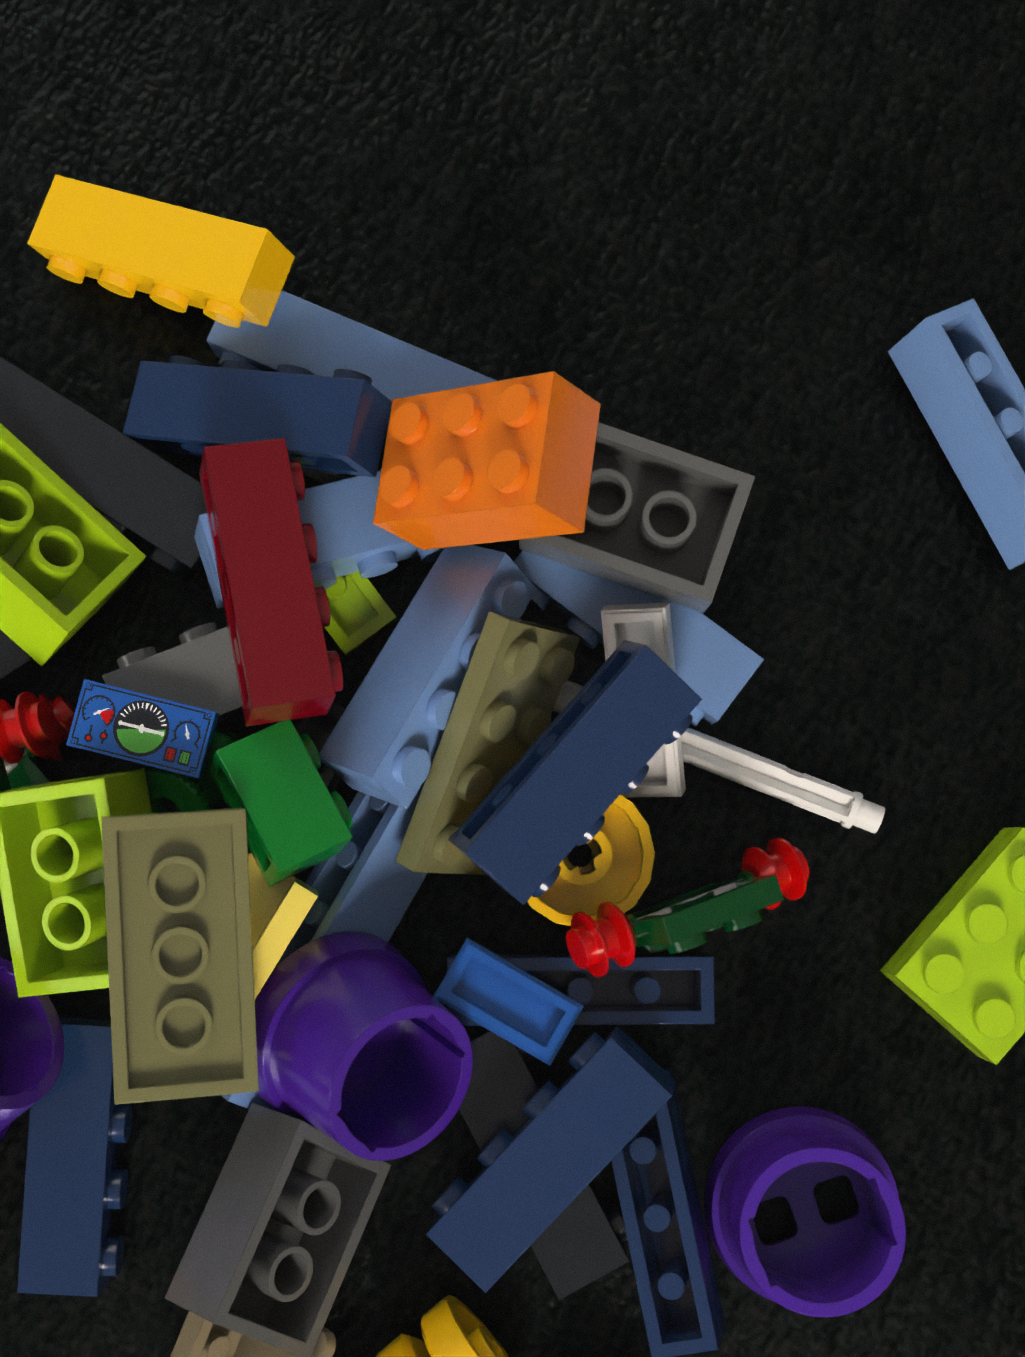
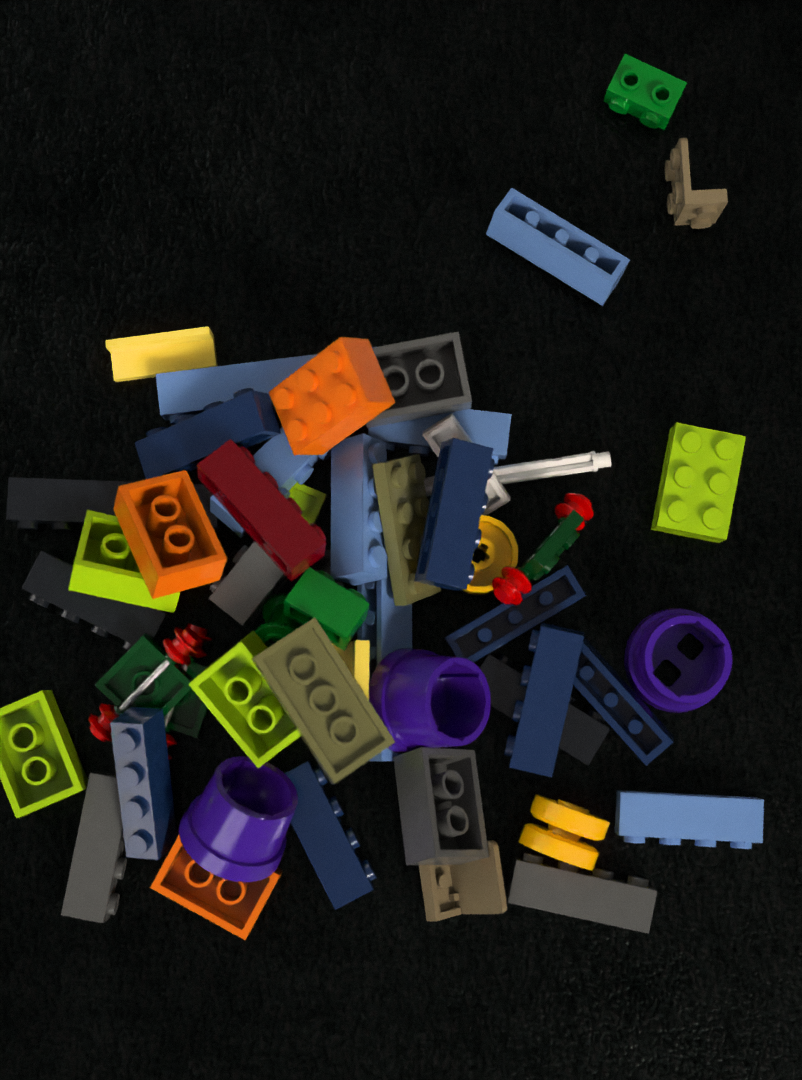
camera: 25 degrees left, 0 degrees up
(97, 535) = (169, 534): none -> orange brick
(143, 729) = (243, 611): tile -> none
(161, 251) = (113, 385): yellow brick -> none
(326, 263) = (161, 353): none -> light yellow panel
(508, 1001) = (485, 639): blue tile -> none

